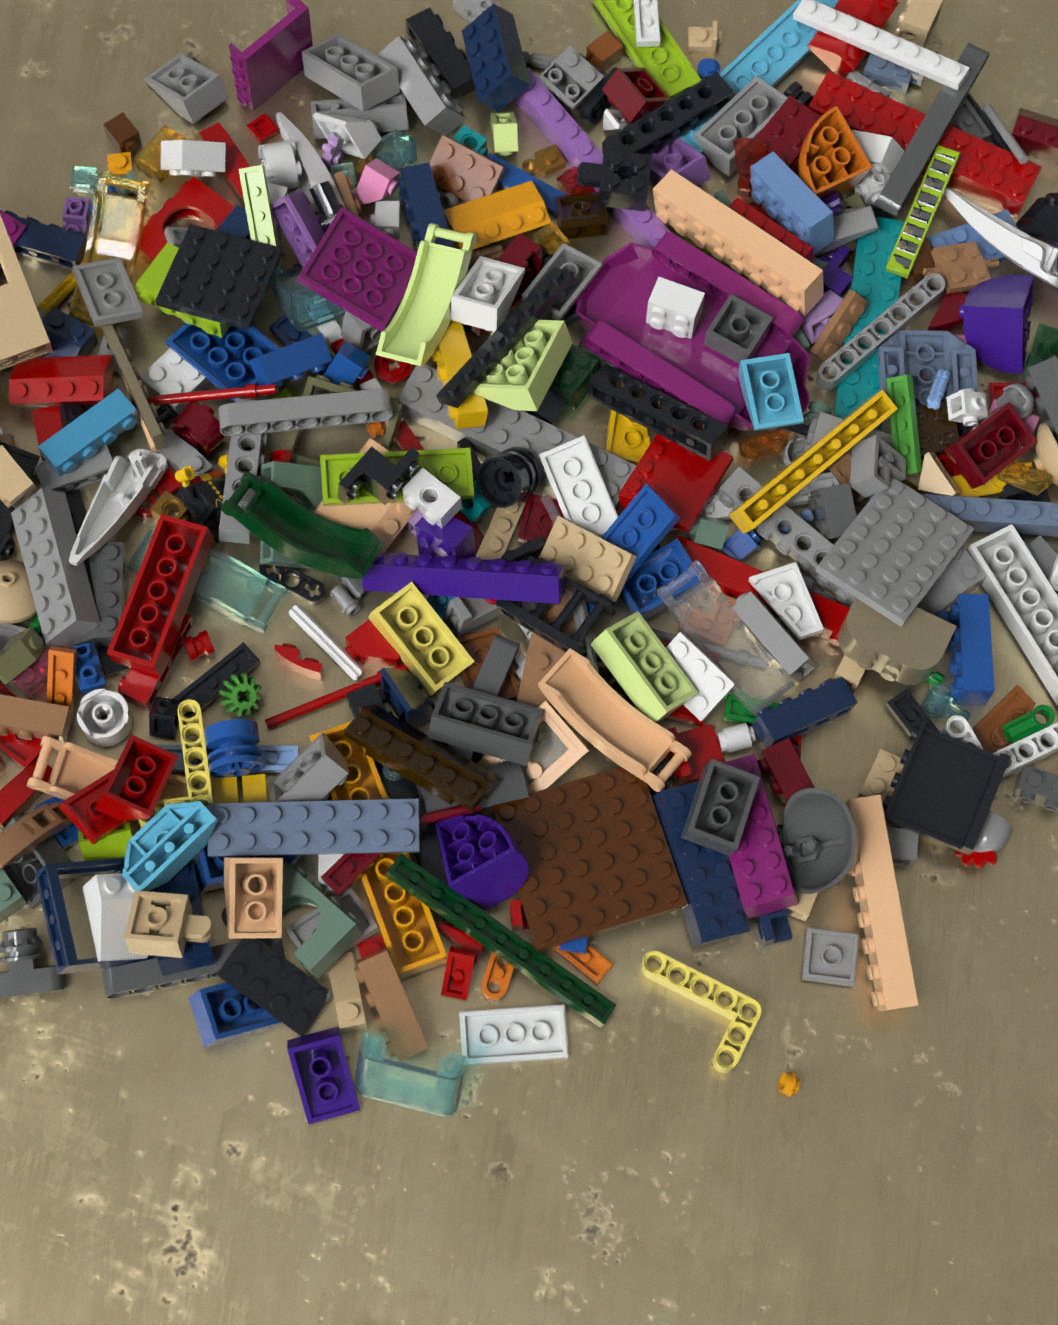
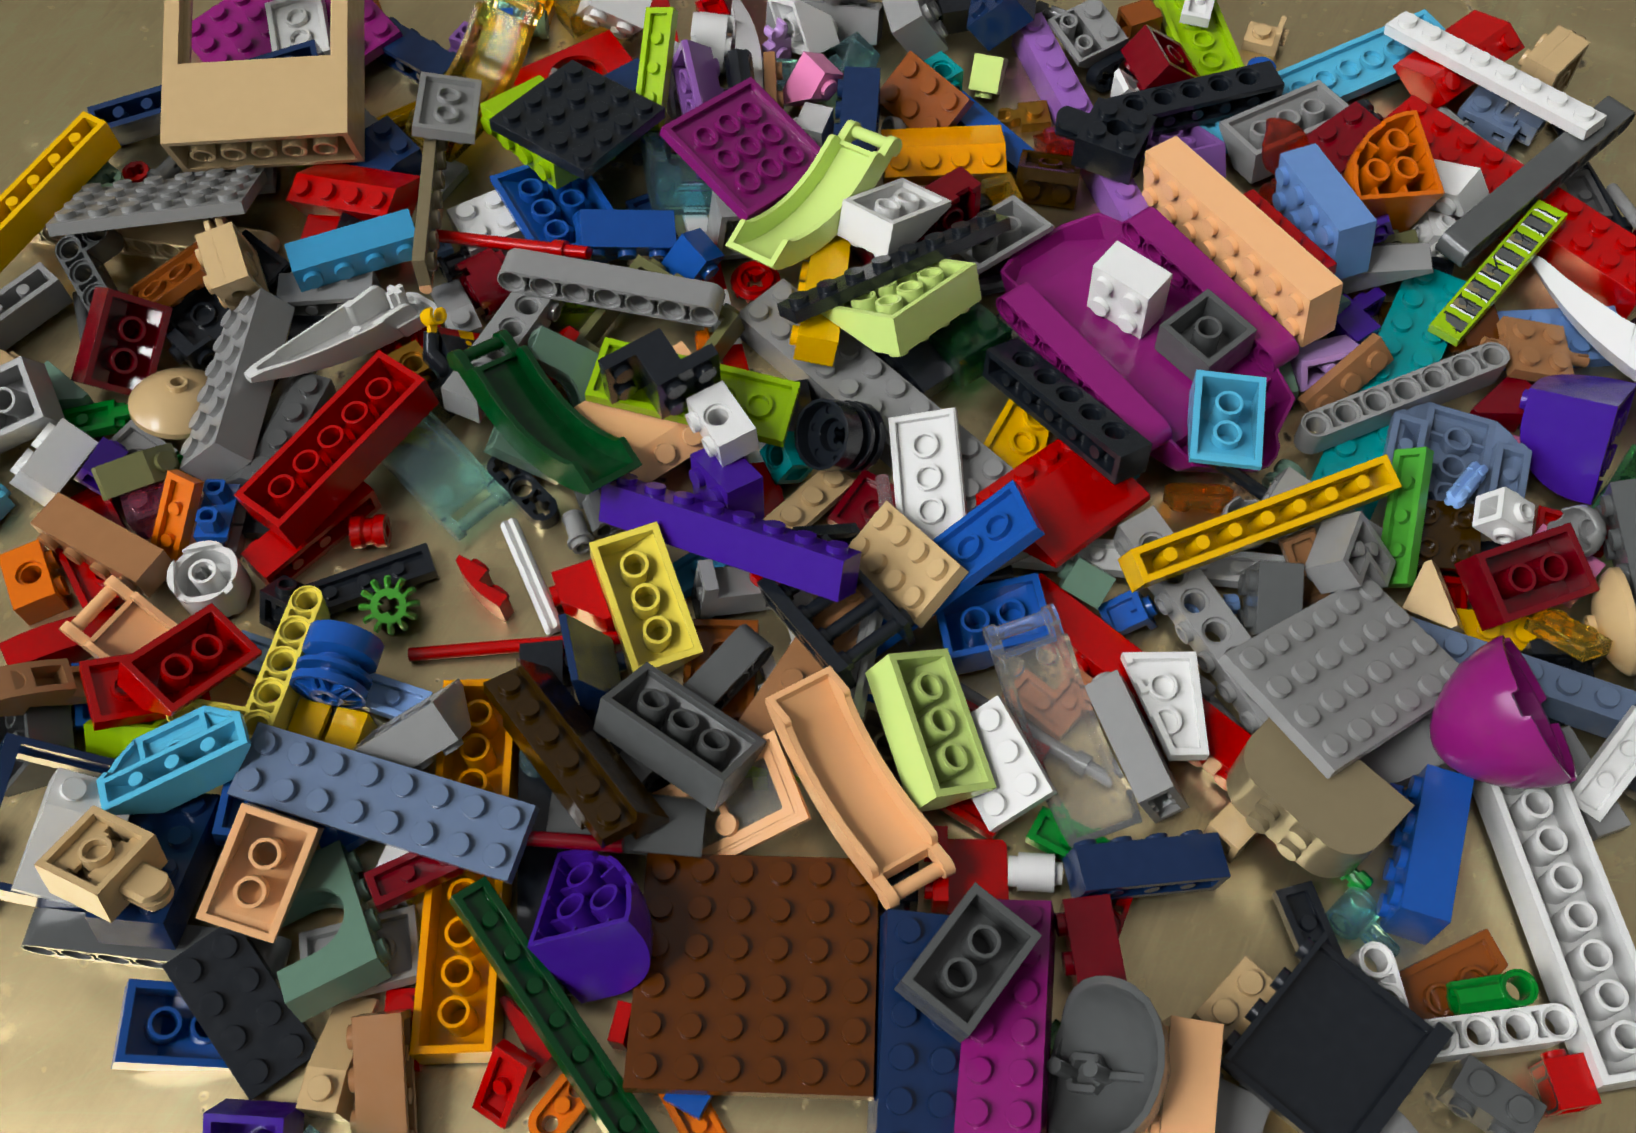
camera: 25 degrees right, 10 degrees down
(993, 555) = (1494, 723): none -> magenta piece

